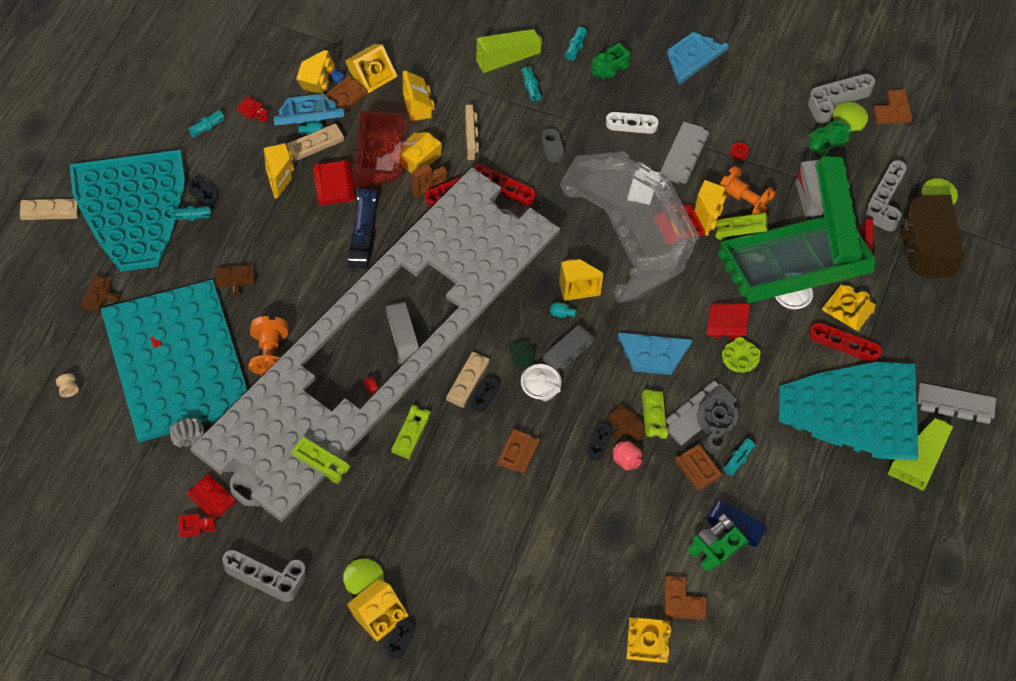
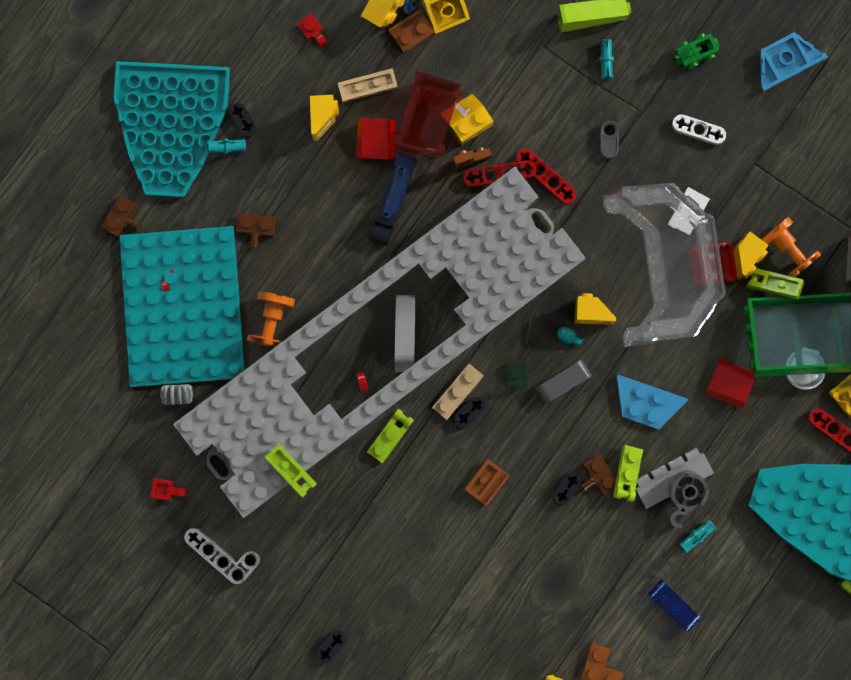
camera: 20 degrees right, 25 degrees up
(48, 209) = (88, 107): tan plate -> none
(67, 385) = (73, 314): tan wheel -> none
(206, 123) = (262, 38): teal pin -> none
(211, 497) = (187, 464): red plate -> none
(306, 109) = (367, 45): dark azure wing -> none
(310, 127) = (367, 66): teal cylinder -> none
(361, 575) = (311, 577): lime dish -> none
(377, 609) = (316, 614): yellow slope -> none
(417, 97) = (483, 54): yellow slope -> none
(471, 132) = (529, 108): tan plate -> none
(541, 381) = (527, 413): white piece -> none
(576, 43) = (666, 18): teal pin -> none
(627, 455) = (589, 511): coral head -> none
(684, 153) = (742, 173): light grey windscreen -> none
(698, 467) = (654, 538): dark orange plate -> none
(717, 549) = (645, 630): green hips -> none
(739, 151) = (800, 188): red tile -> none
(741, 355) = (731, 426): lime dish -> none

